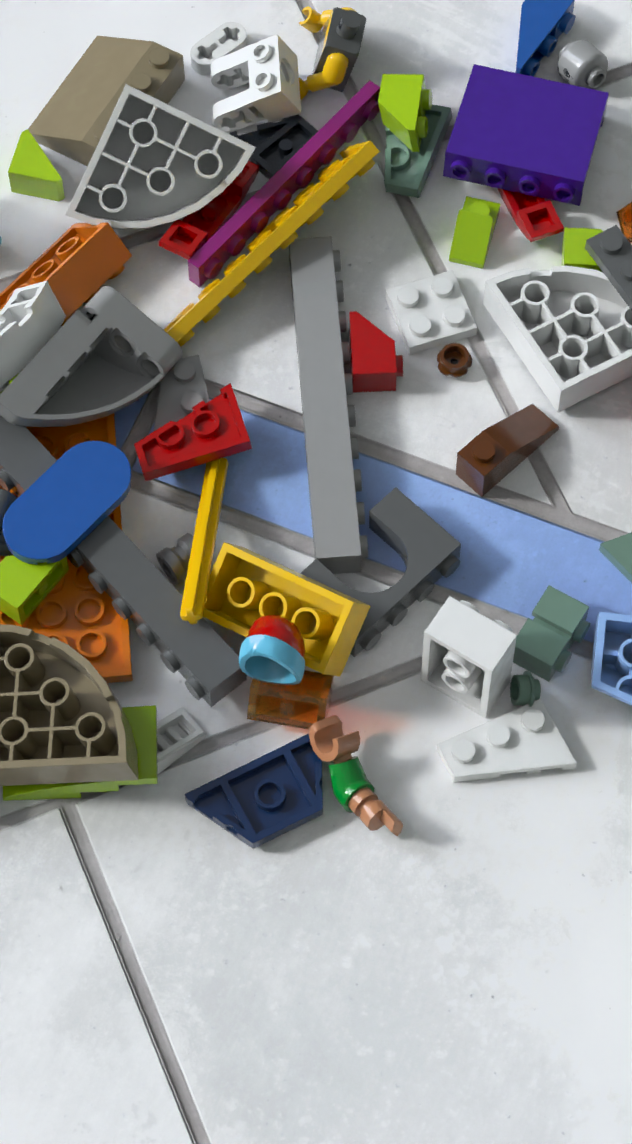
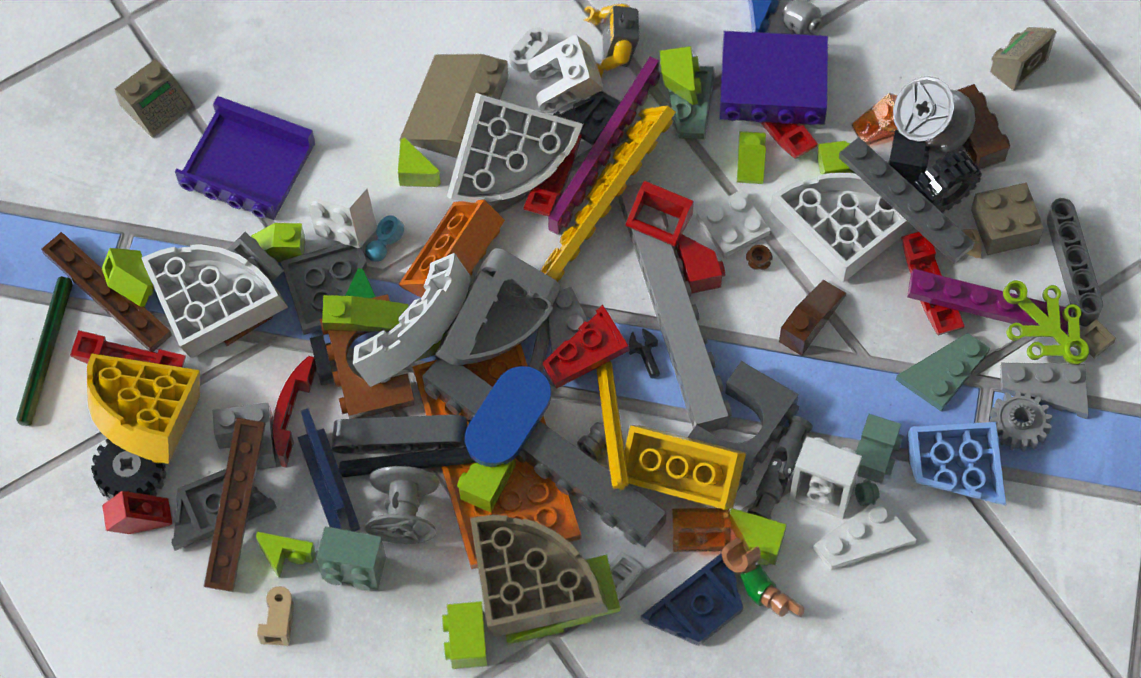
camera: 10 degrees left, 0 degrees up
(273, 651) = (686, 499): medium azure piece -> none
(276, 455) = (645, 351): none -> black bar
(341, 265) = (665, 202): none -> red tile
(370, 715) = (759, 532): none -> lime slope
(397, 660) = (778, 472): none -> dark grey piece

